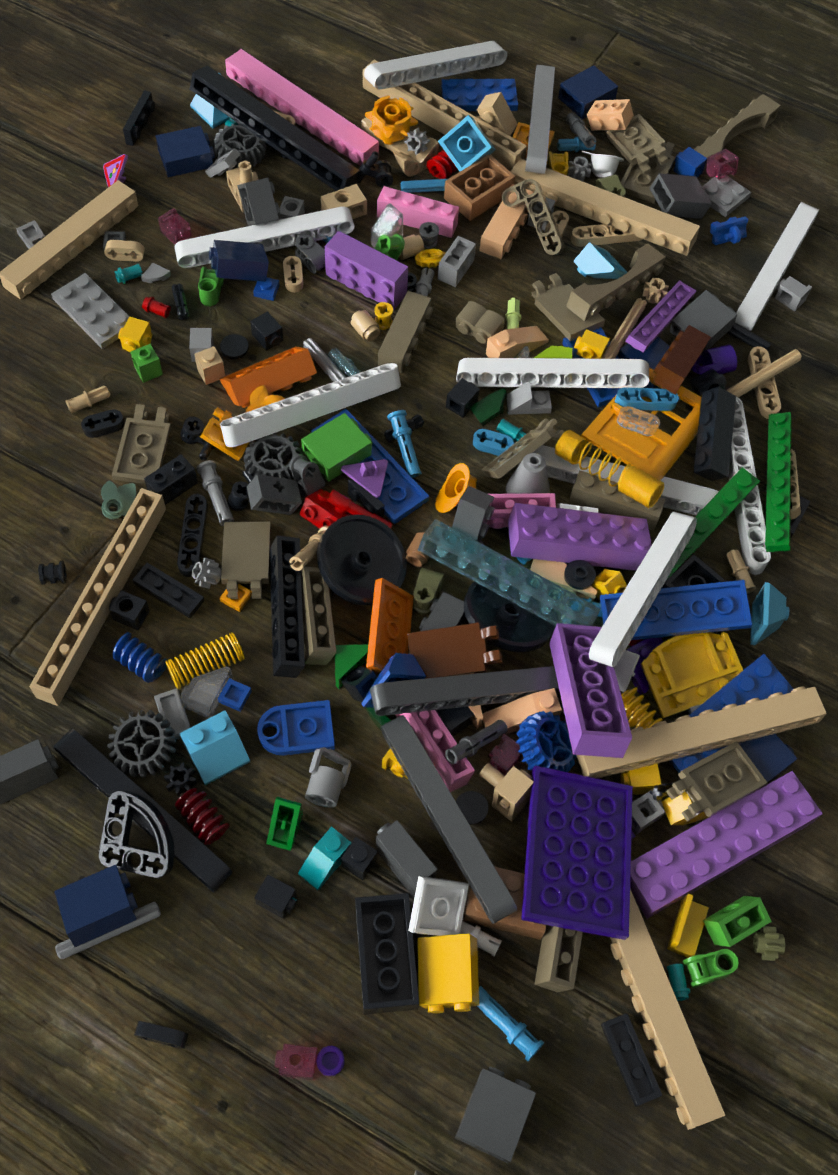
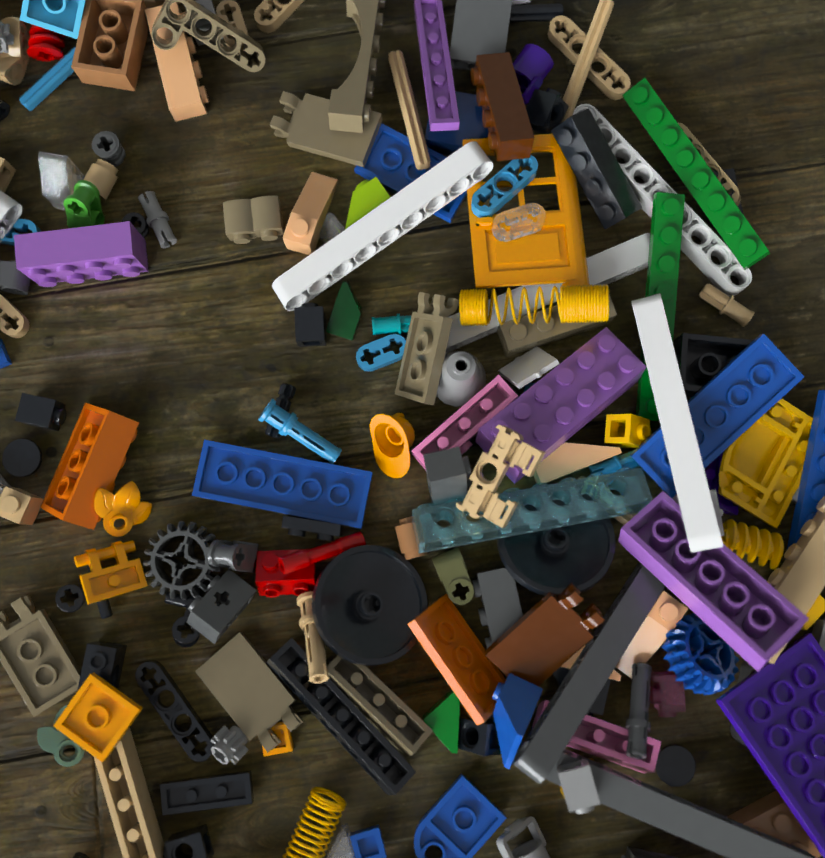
camera: 35 degrees left, 20 degrees up
(152, 488) = (97, 717): none -> light orange plate
(212, 484) = (146, 639): light grey pin -> none
(310, 405) = (167, 472): white beam -> none
(323, 360) = (132, 397): light grey axle -> none
(337, 445) = (237, 497): bright green brick -> none
(344, 364) = (159, 385): clear light blue pin -> none
(365, 325) = (137, 319): tan brick -> none
(368, 475) = (296, 503): medium lavender piece -> none
(381, 314) = (139, 289): yellow bush -> none
(399, 735) = (578, 786): none -> light grey brick
(405, 330) = (185, 294): dark tan brick -> none
(420, 210) = (70, 126): bright pink brick -> none
(429, 258) = (138, 167): yellow gear -> none
(456, 261) = (167, 160): light grey brick -> none
(510, 790) = (706, 727): tan brick -> none
(513, 313) = (279, 180): yellowish green axle -> none
(520, 517) = (503, 449): none -> tan piece
(528, 402) = (377, 273): light grey slope -> none
(579, 574) = (591, 444): black piece -> none
(591, 345) = (395, 160): yellow brick -> none
(598, 263) = (318, 39): slope -> none
(655, 290) = (399, 29): tan gear -> none
(768, 613) = (792, 336): medium azure slope -> none

